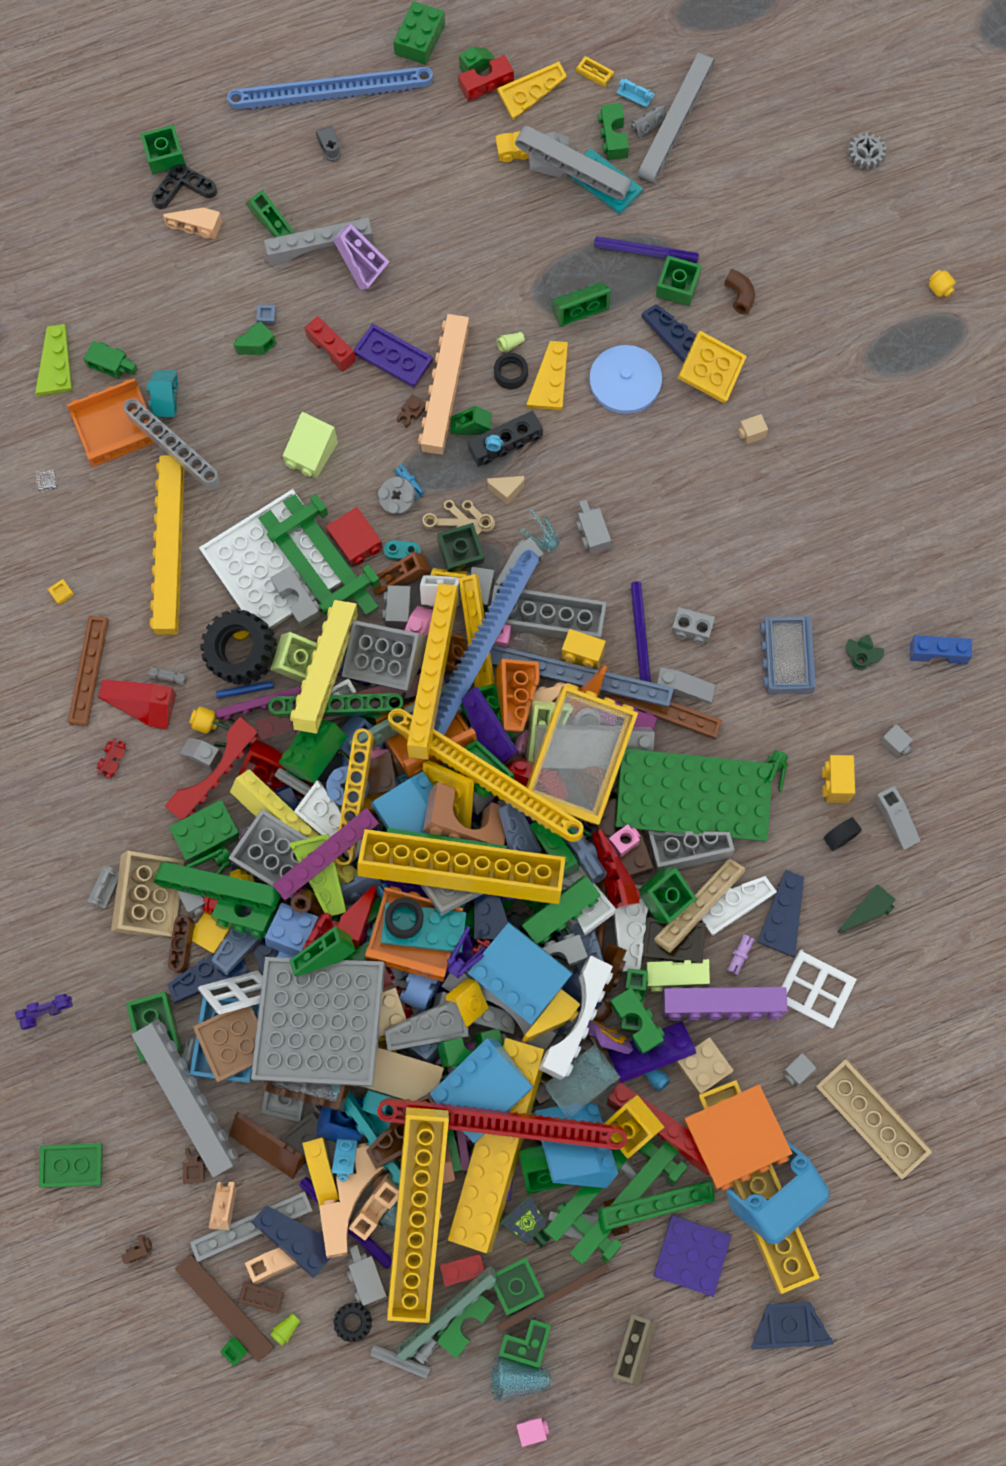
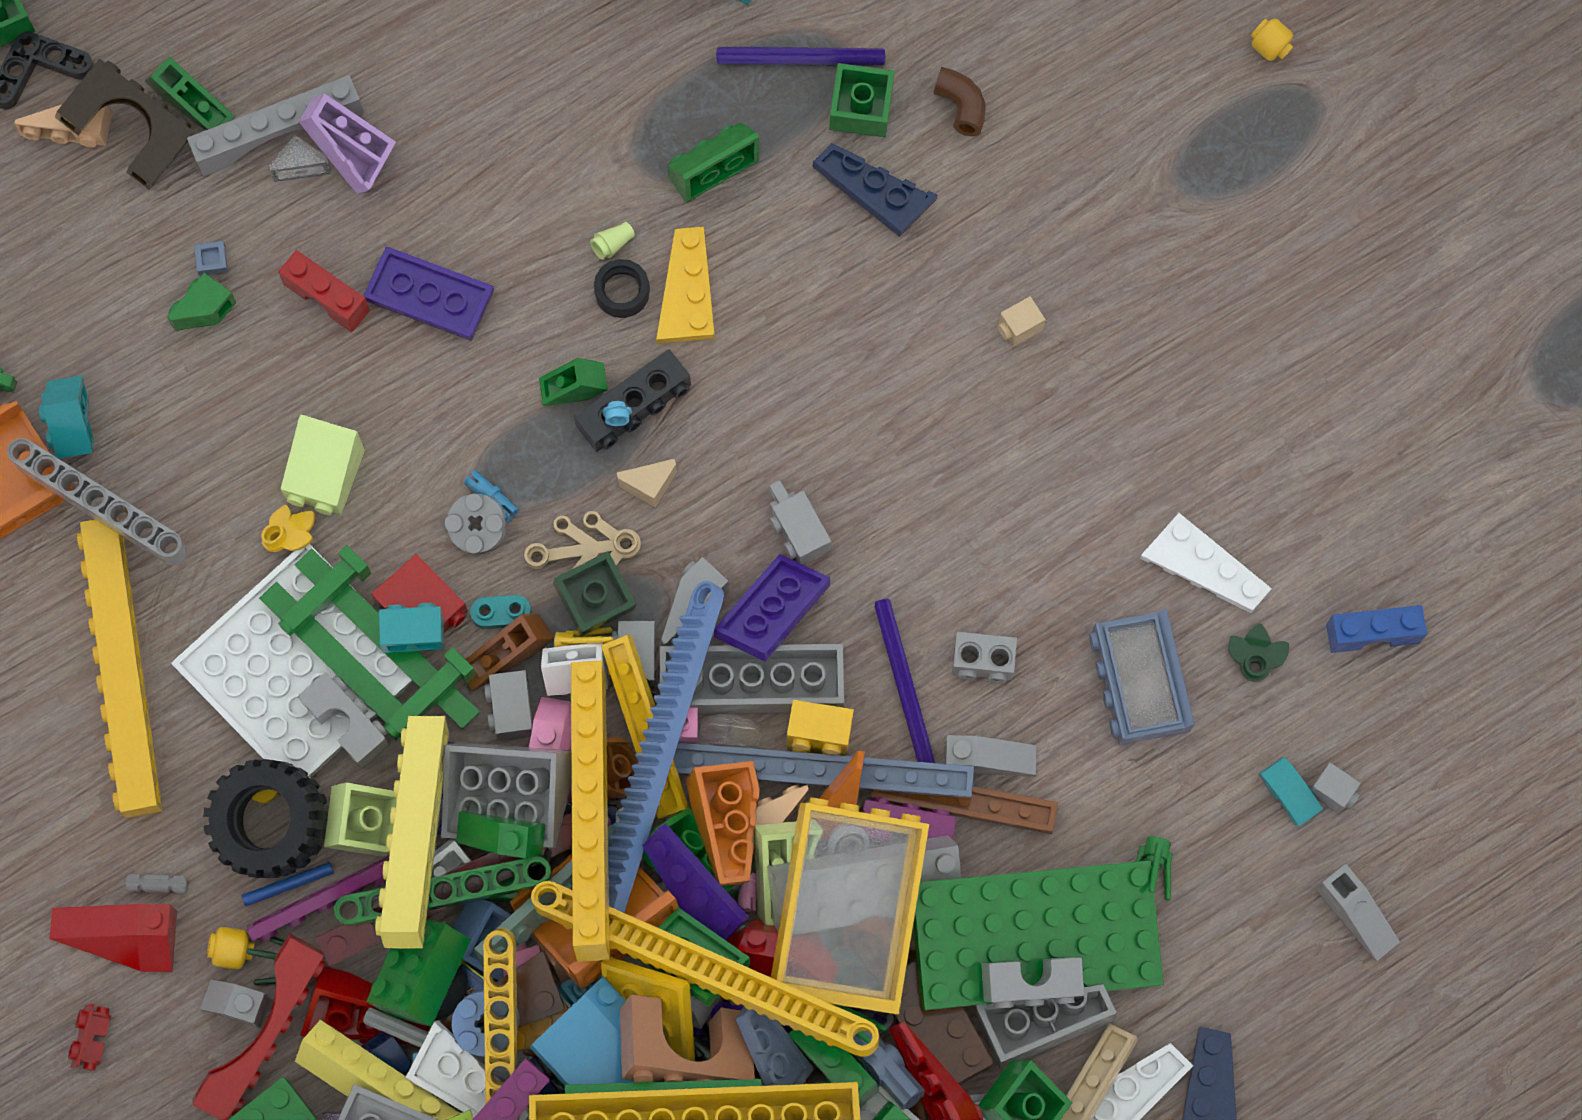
camera: 15 degrees left, 0 degrees up
(88, 671) = (26, 898): dark orange tile -> none
(221, 202) = (106, 87): none -> dark brown arch
(282, 481) = (288, 530): none -> yellow plate
(329, 265) = (299, 161): none -> clear slope
(346, 549) = (411, 628): none -> teal brick
(377, 677) = (500, 834): none -> green slope
(412, 409) = (475, 375): reddish brown plate -> none
(445, 384) = (520, 328): light nougat brick -> none
(549, 539) = (733, 552): clear light blue plant -> none
(567, 573) = (772, 607): none -> dark purple plate
(621, 848) = (935, 1042): bright pink brick -> none
(625, 379) = (805, 272): light blue dish -> none
(703, 823) = (1060, 980): none -> light grey arch
(712, 367) = (939, 231): yellow plate -> none
(839, 779) = (1257, 867): yellow brick -> none
(840, 593) = (1197, 558): none -> white wing
(842, 834) = (1278, 954): black tyre -> none
(869, 738) = (1291, 791): none -> teal slope
(870, 909) = (1347, 1060): dark green slope -> none

